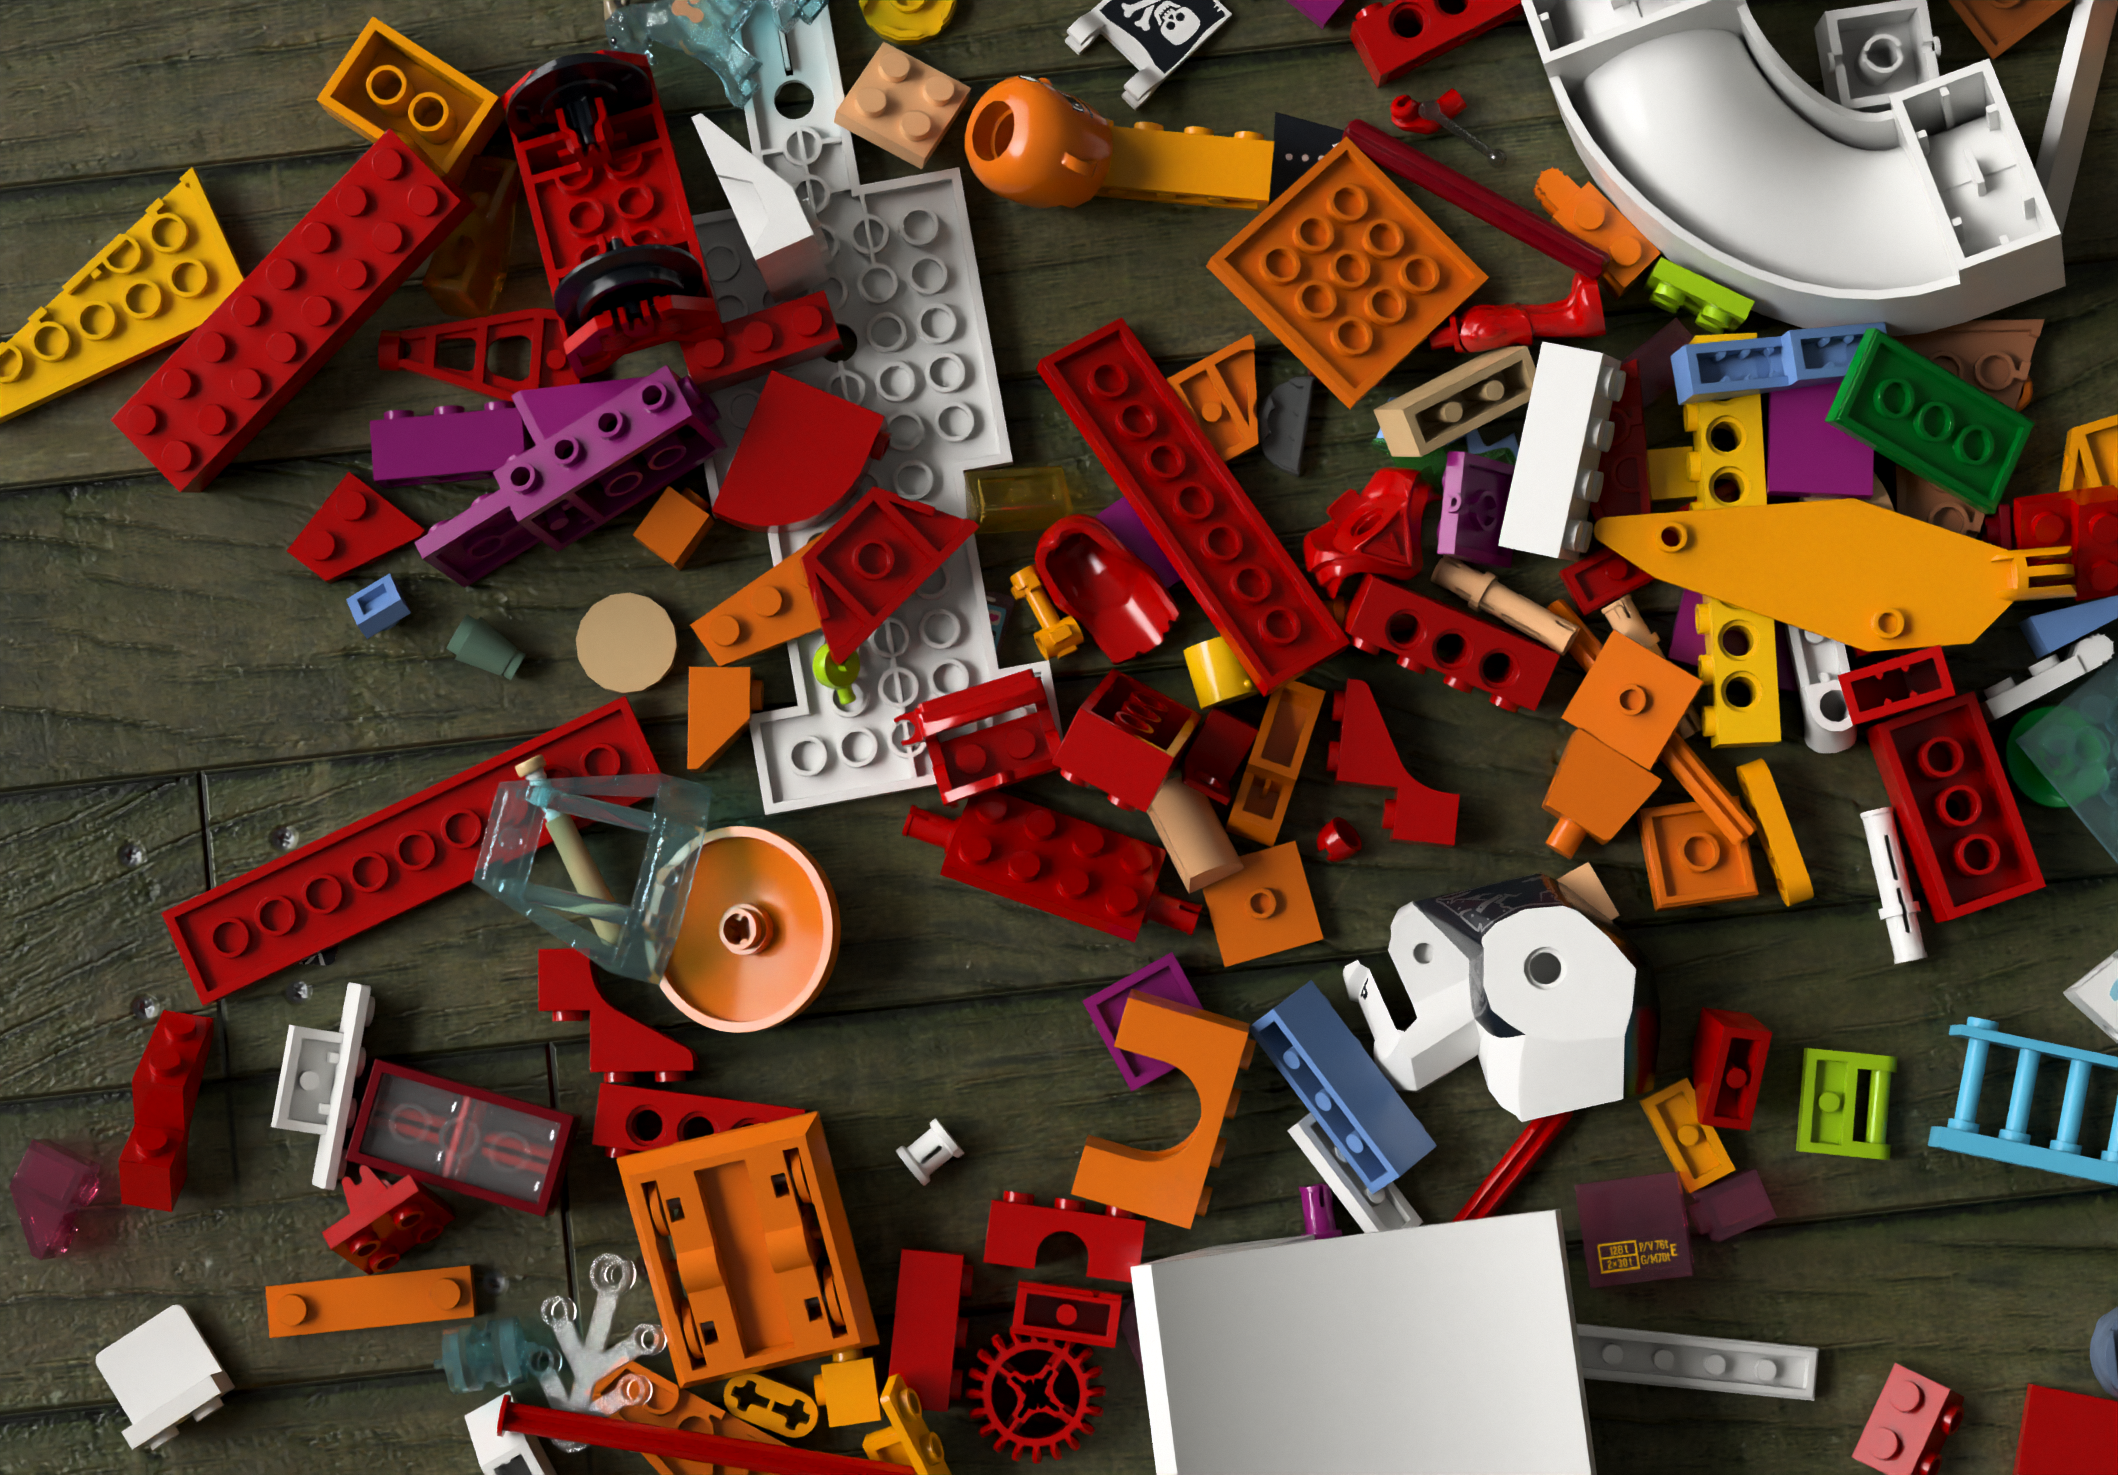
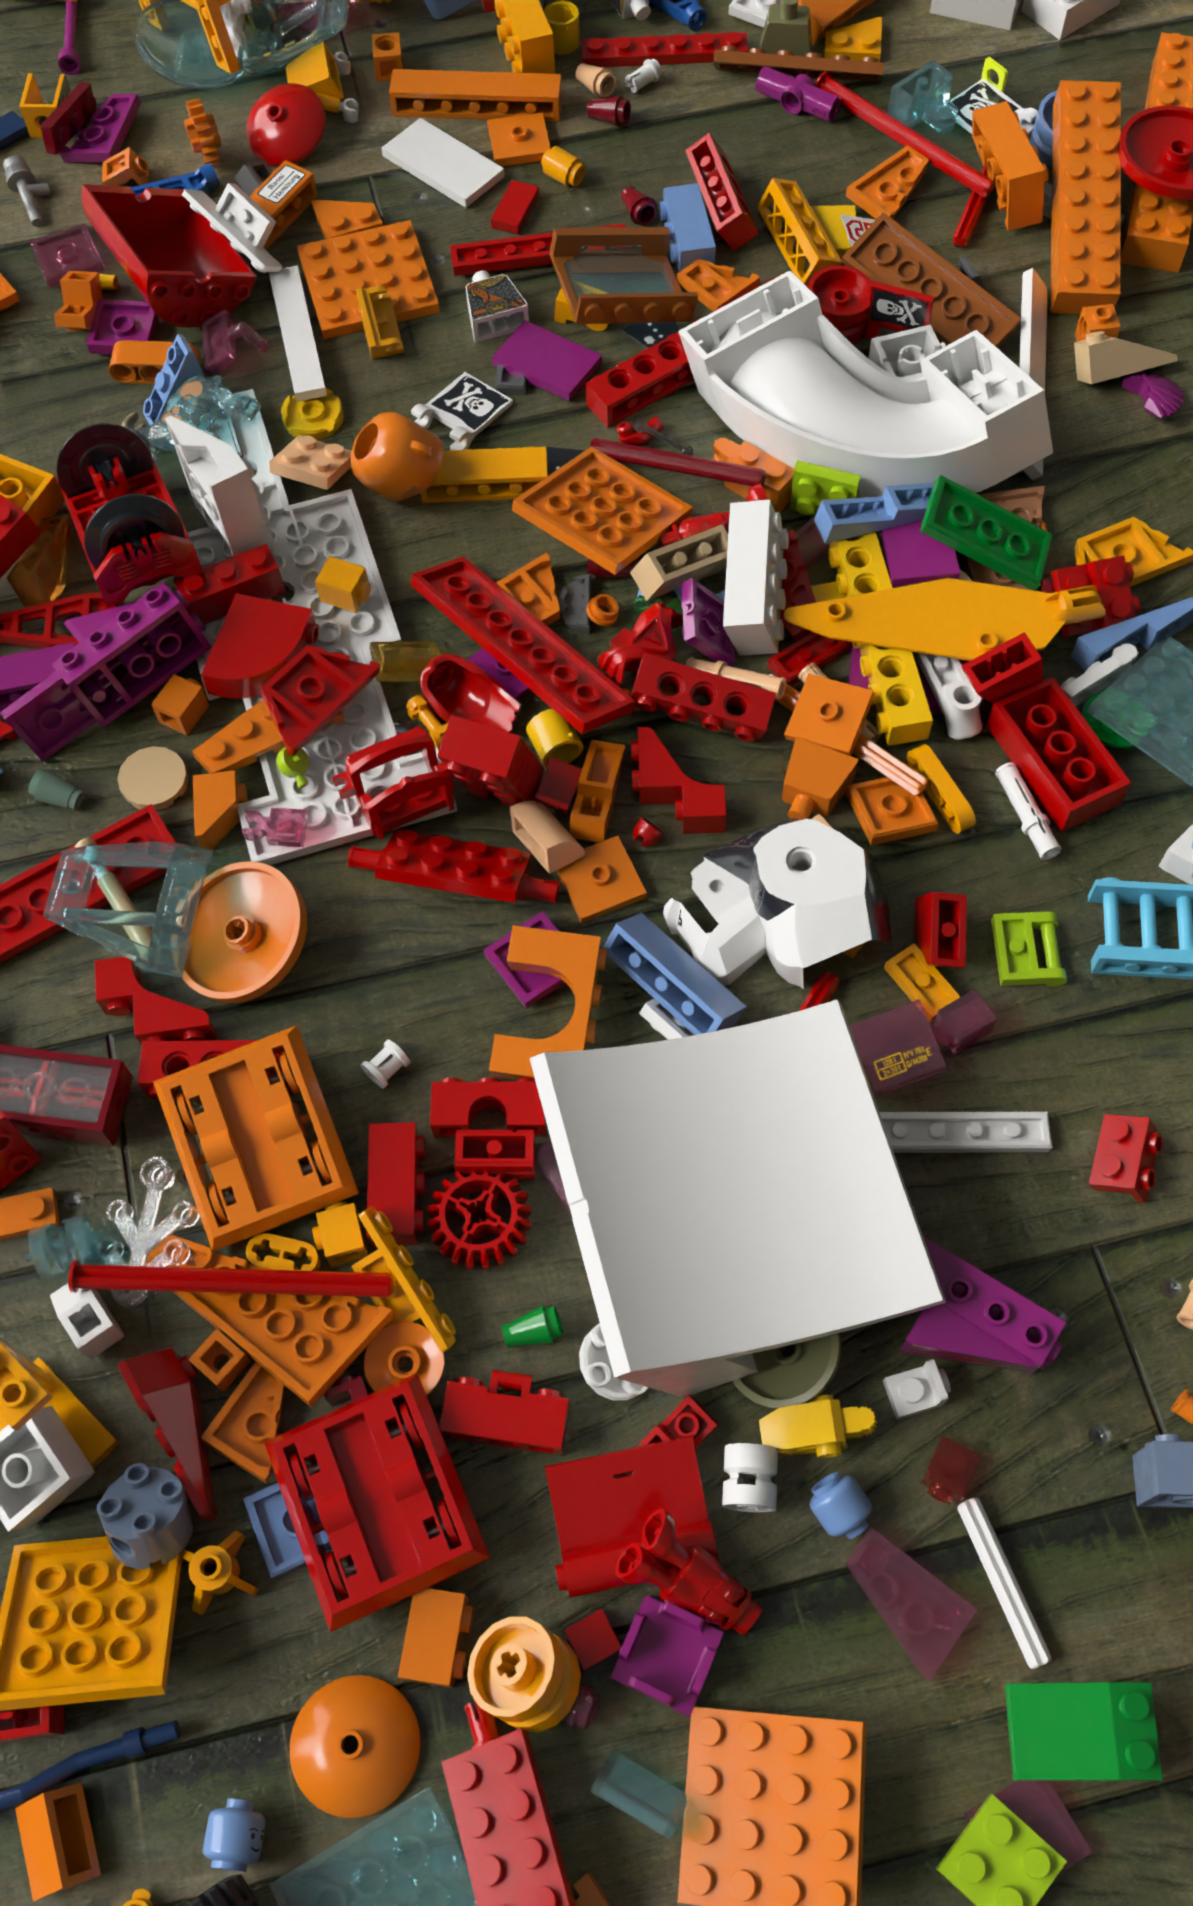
camera: 15 degrees left, 20 degrees down
(815, 772) = (282, 828): none -> clear pink plate
(935, 363) = (343, 584): none -> light orange brick
(1335, 443) = (603, 610): none -> orange plate

